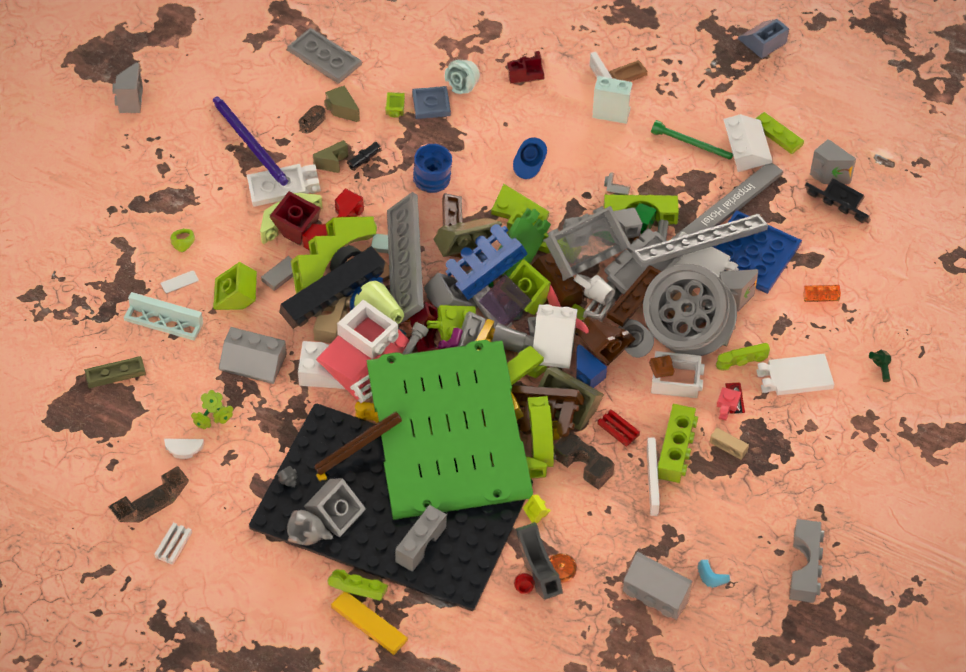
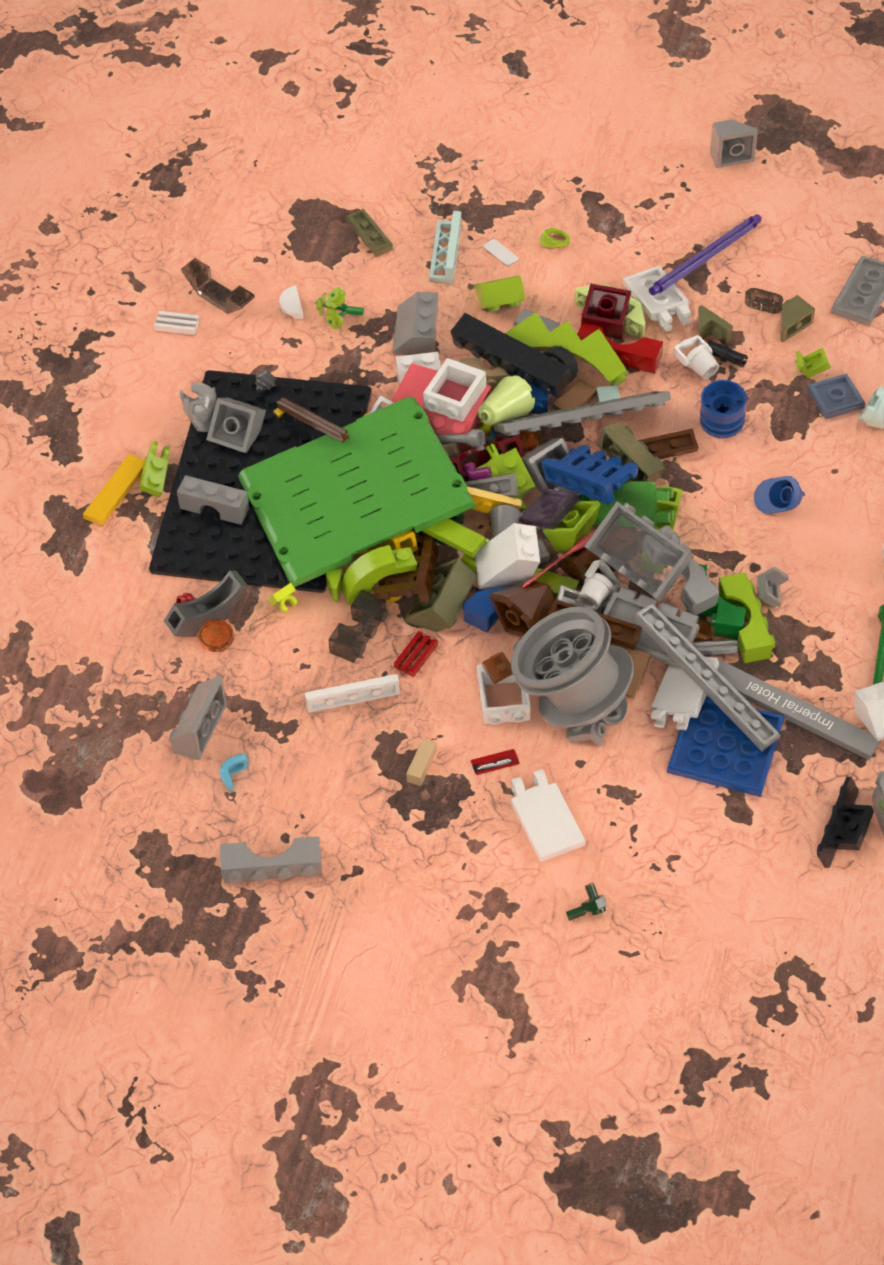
camera: 80 degrees right, 0 degrees up
(367, 171) = (699, 359): none -> white piece
(511, 200) = (705, 505): lime wing -> none
(679, 417) = (414, 701): lime brick -> none
(727, 401) = (483, 753): coral plate -> none
(741, 283) = (642, 726): light grey slope -> none
(743, 356) = (551, 754): lime hinge -> none
(821, 293) = (682, 826): clear orange piece -> none

